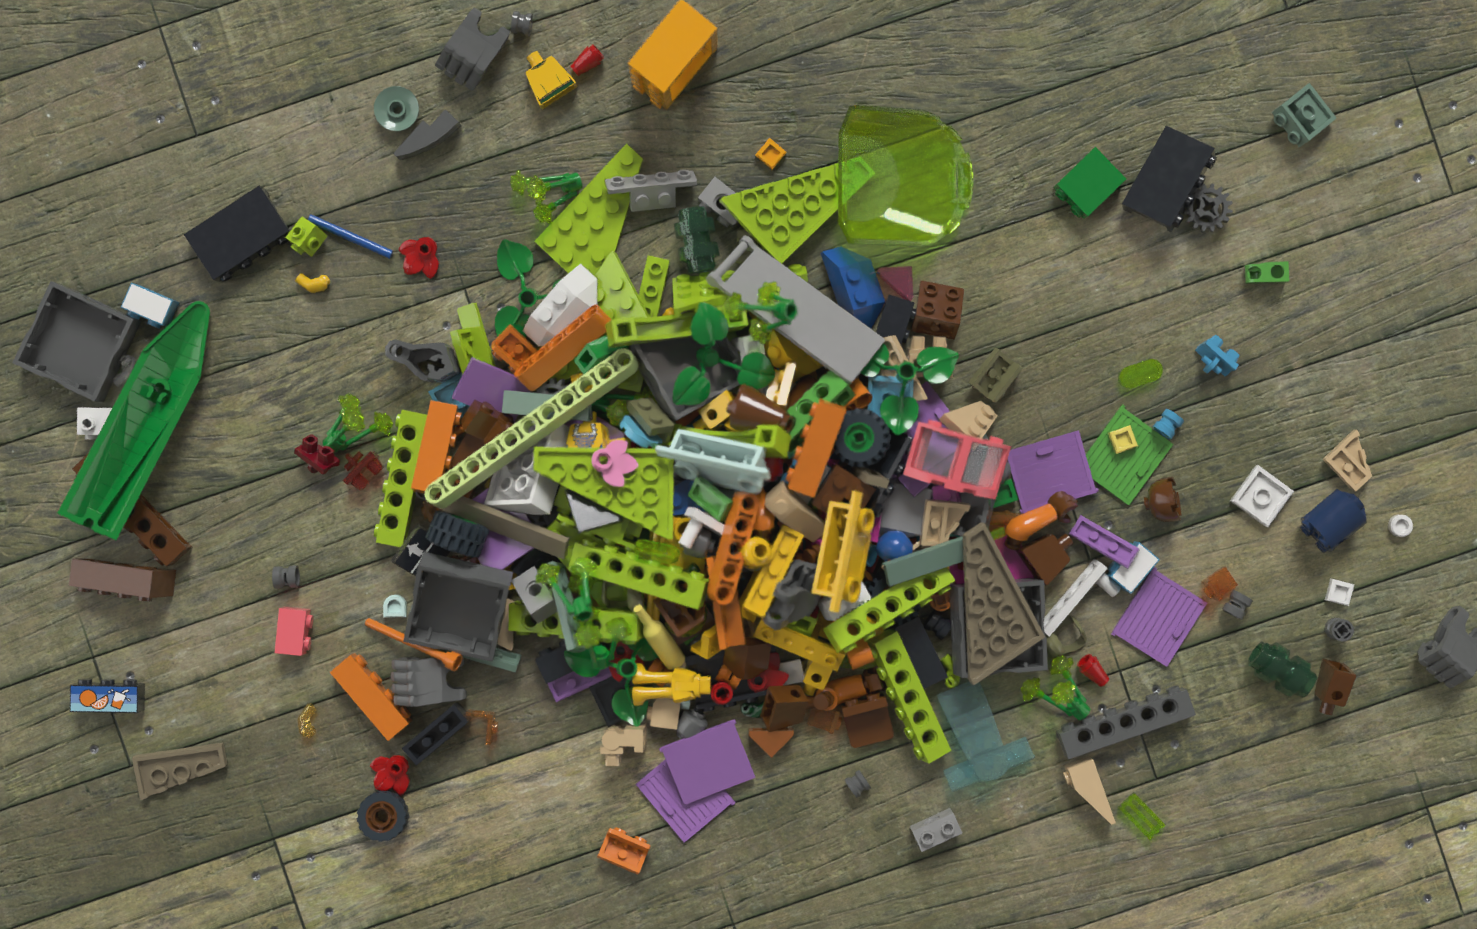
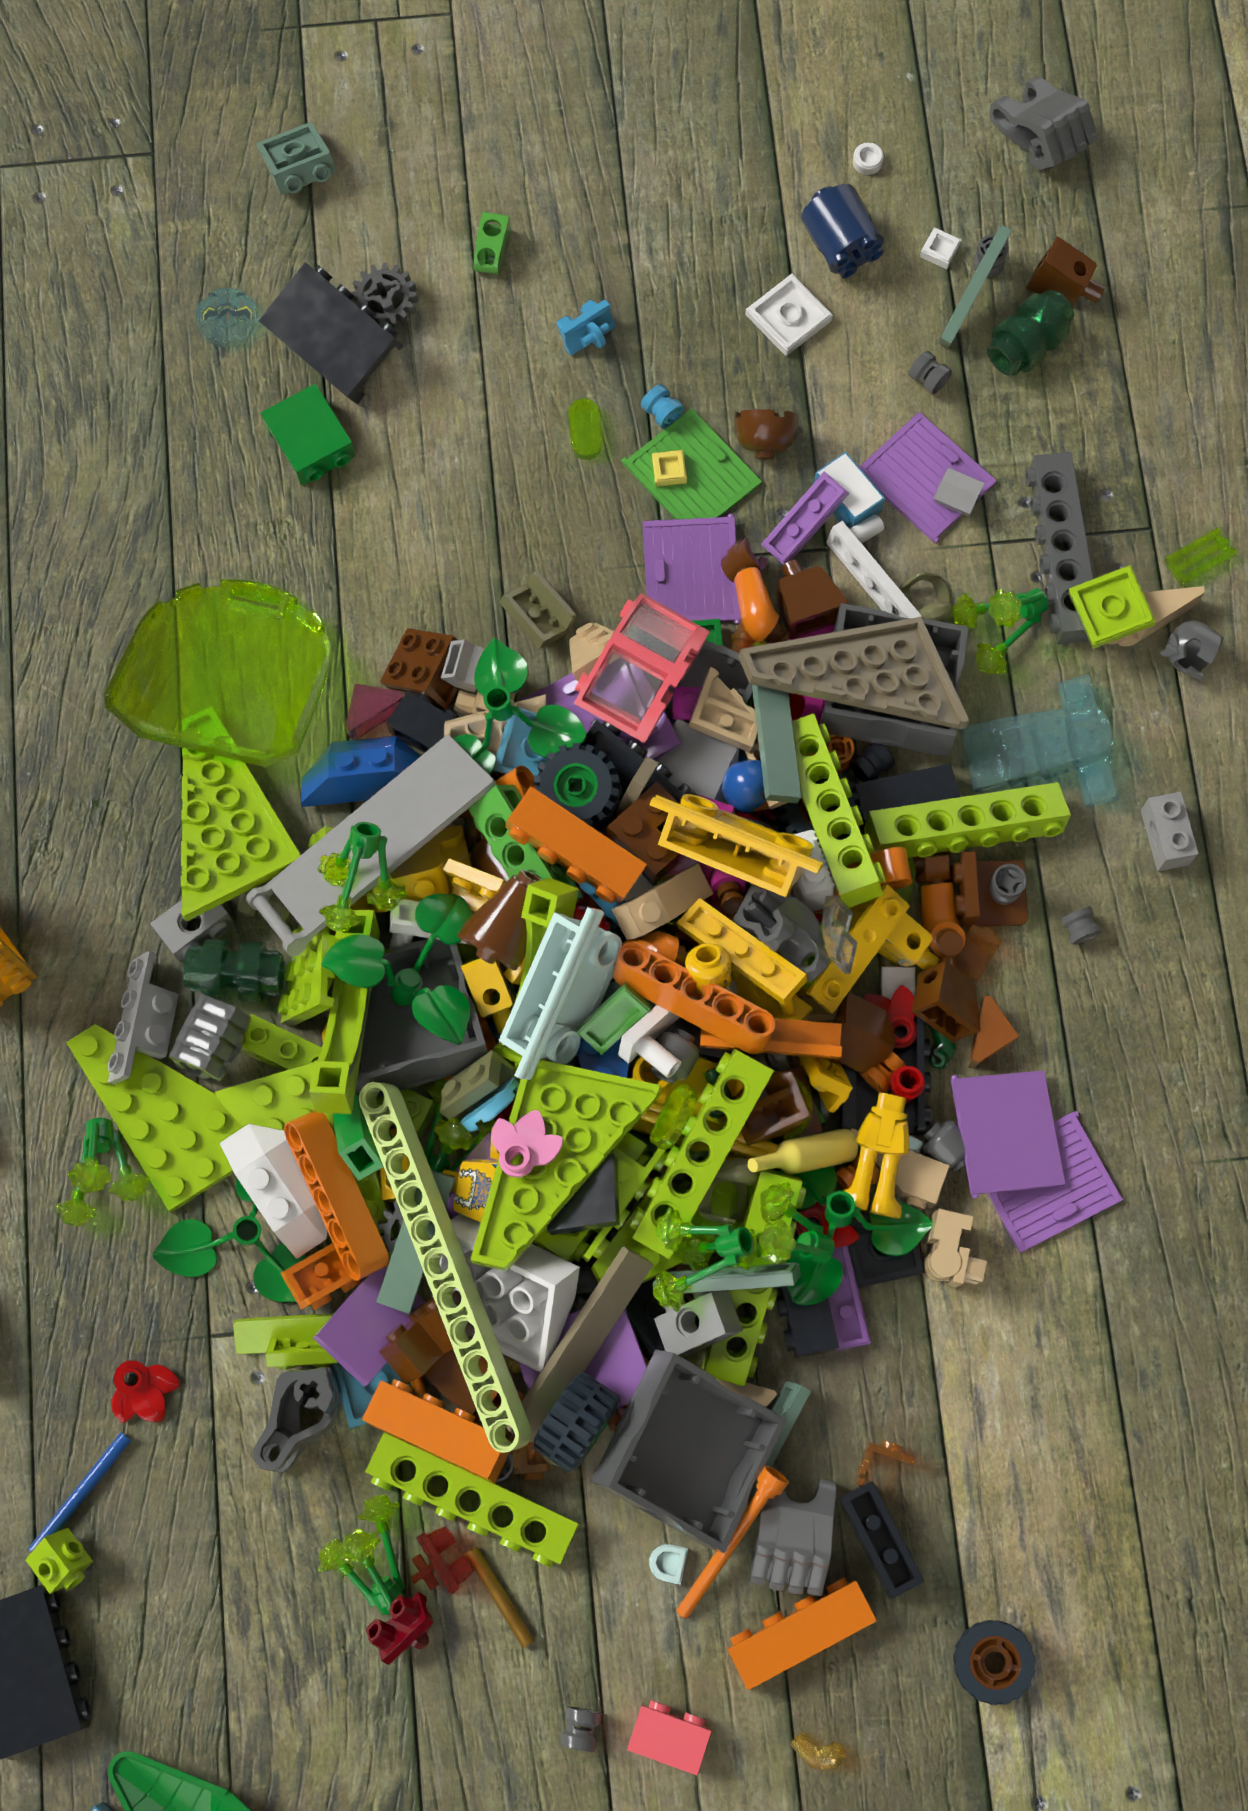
camera: 75 degrees left, 15 degrees down
(313, 285) = (137, 1570): yellow arm -> none
(350, 509) = (499, 1597): none -> pearl gold bar
(389, 776) = (932, 1638): red plate -> none
(412, 549) = (587, 1504): black tile -> none
(624, 850) = (1118, 1291): orange bracket -> none
(642, 241) = (210, 1038): none -> dark grey piece
(770, 154) = (143, 844): light orange tile -> none
(795, 631) = (837, 940): none -> clear slope
(875, 733) = (1010, 878): none -> dark grey wheel
(940, 336) = (461, 664): none -> light grey piece
(952, 680) = (958, 762): lime arm -> none
(1071, 823) = (1192, 647): none -> dark grey helmet
(1083, 764) = (1111, 606): none -> lime plate
(1093, 670) = (980, 574): red cone -> none
(1149, 643) = (958, 492): none -> light grey piece
(1167, 100) = (227, 317): none -> clear light blue tile
(1218, 584) = (896, 391): clear orange bracket -> none
(1308, 623) = (974, 286): none -> sand green tile
(1349, 461) = (768, 198): tan wing -> none

